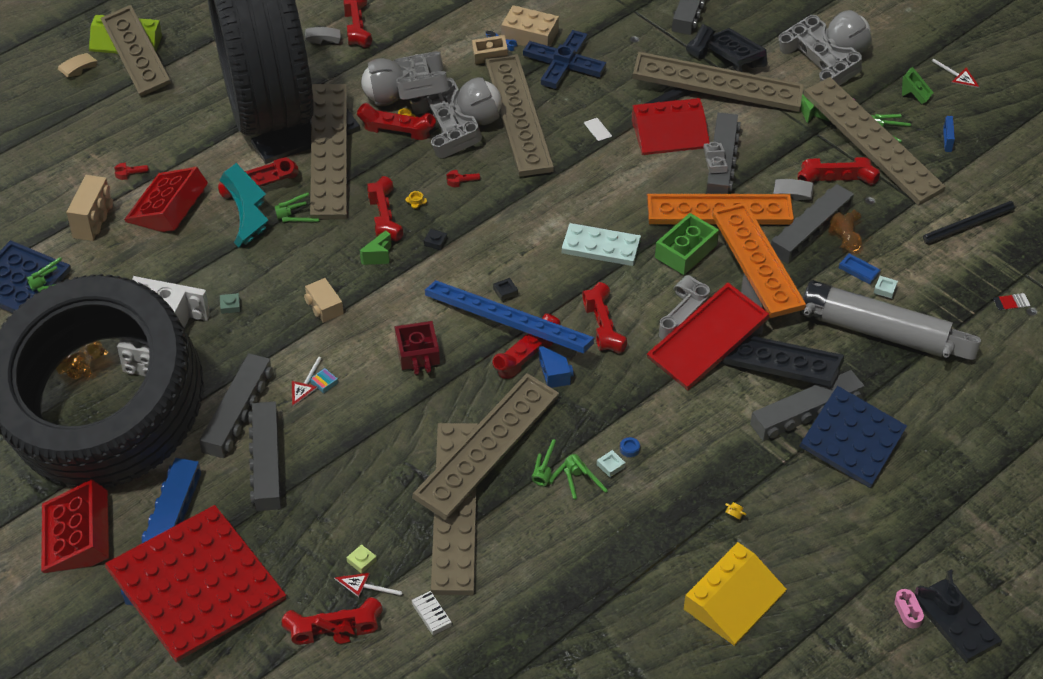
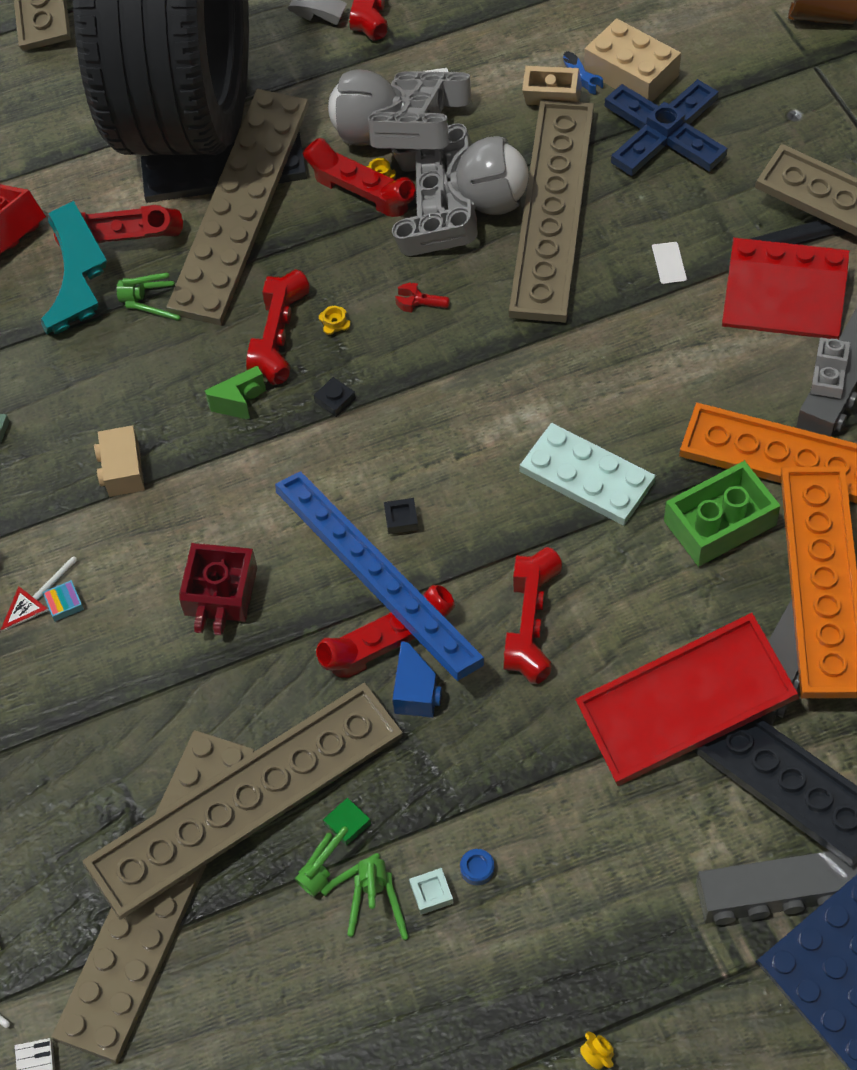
camera: 25 degrees right, 10 degrees up
(544, 442) = (347, 815): none -> green tile
(693, 294) = (693, 599): light grey piece -> none

